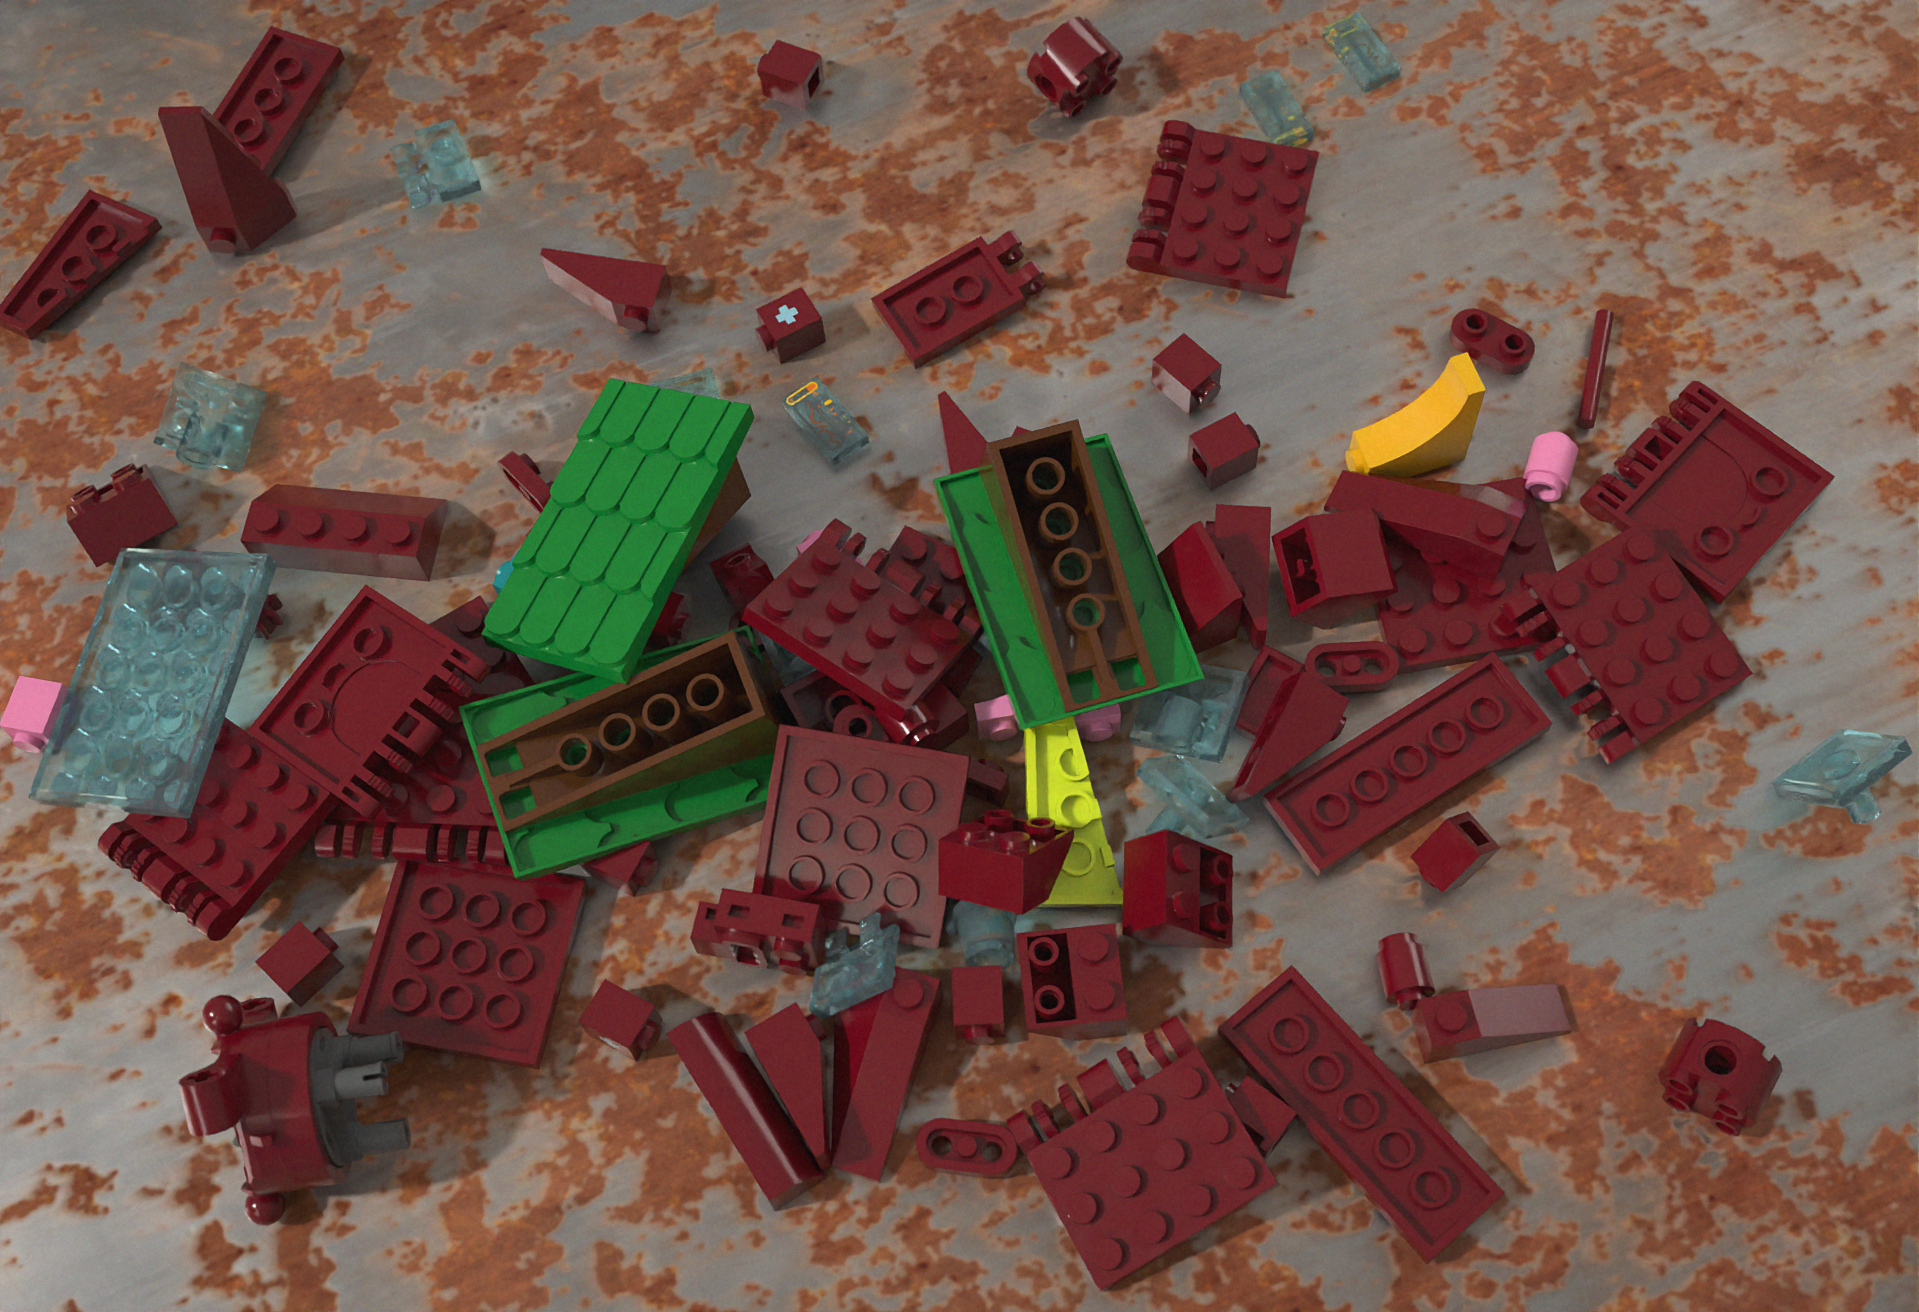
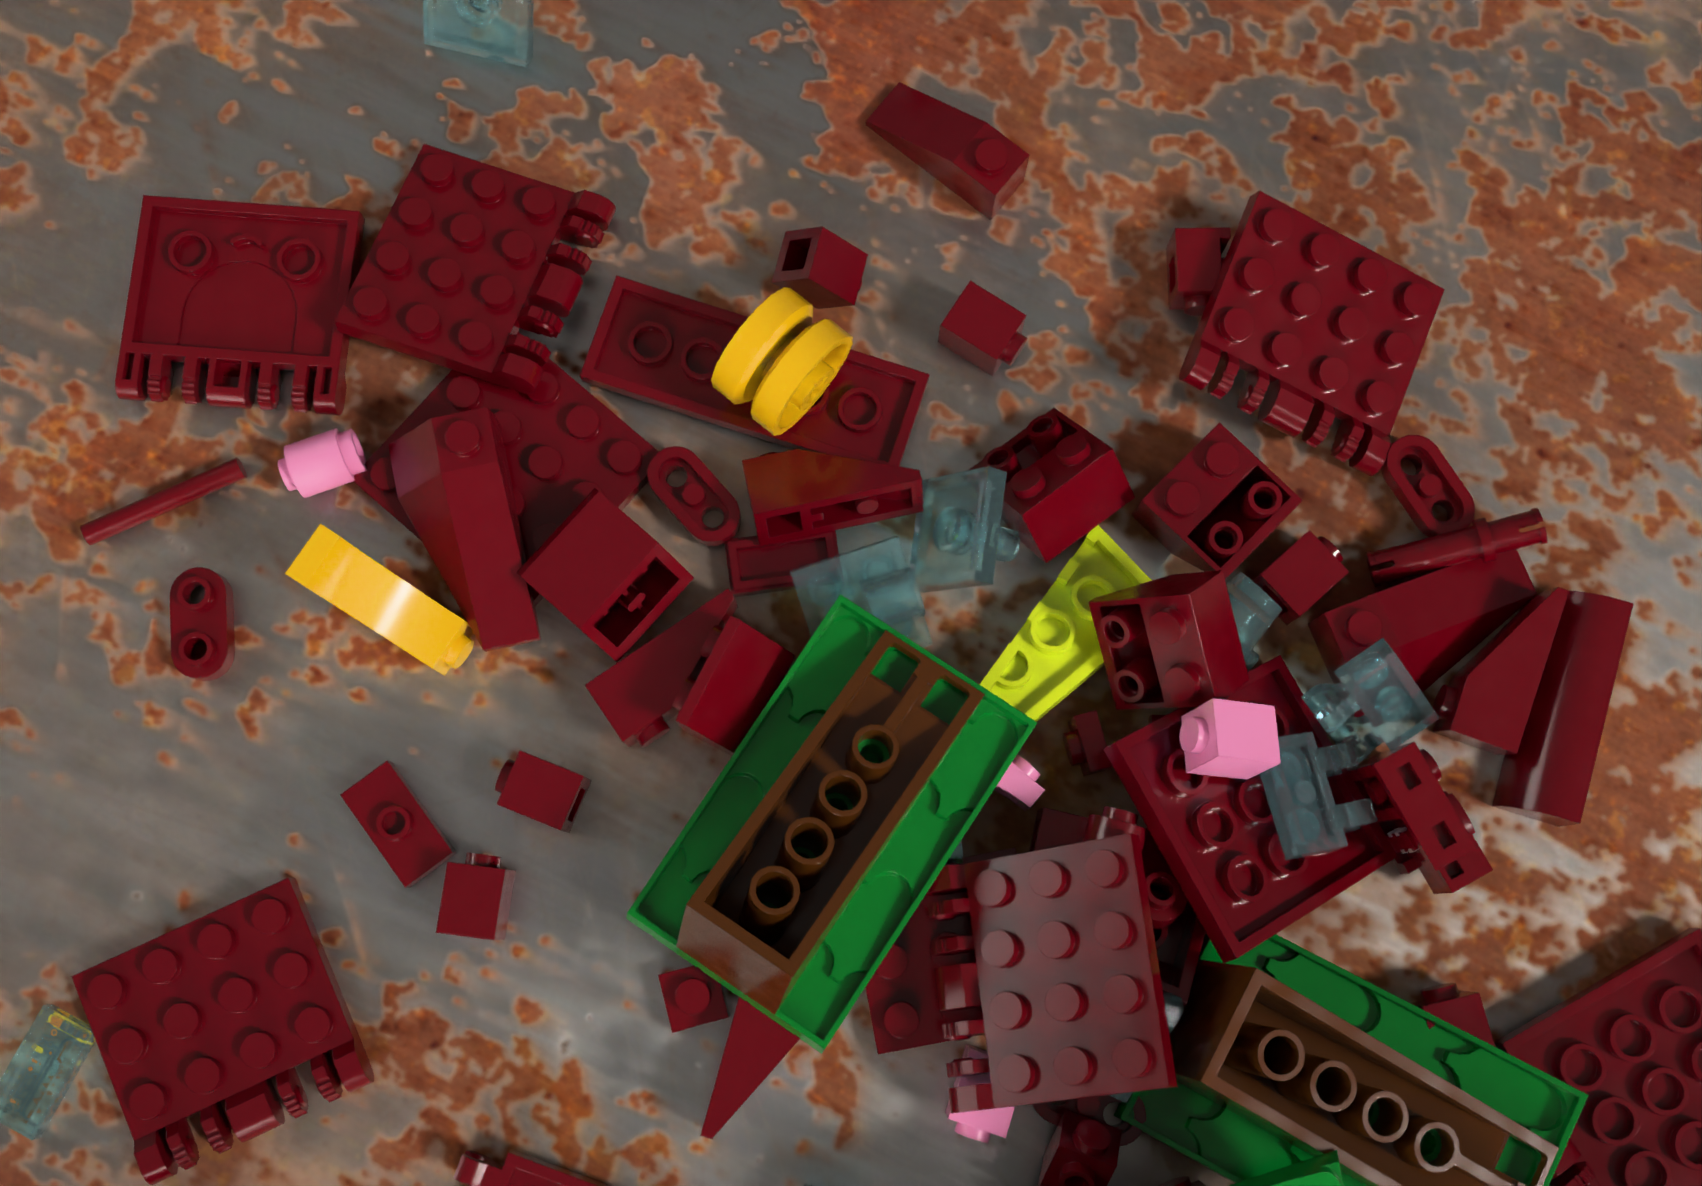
camera: 135 degrees left, 15 degrees up
(622, 1021) = (1591, 884): dark red brick -> none
(839, 859) = (1303, 800): none -> clear light blue plate
(899, 1138) = (1457, 547): none -> dark red pin
(912, 831) = (1230, 739): none -> bright pink brick
(1271, 367) = (398, 824): none -> dark red plate
(1325, 933) = (983, 329): none -> dark red brick
(1360, 1114) = (1118, 198): dark red plate -> none
(1397, 755) = (781, 360): none -> yellow wheel
(1404, 970) = (962, 241): dark red brick -> none

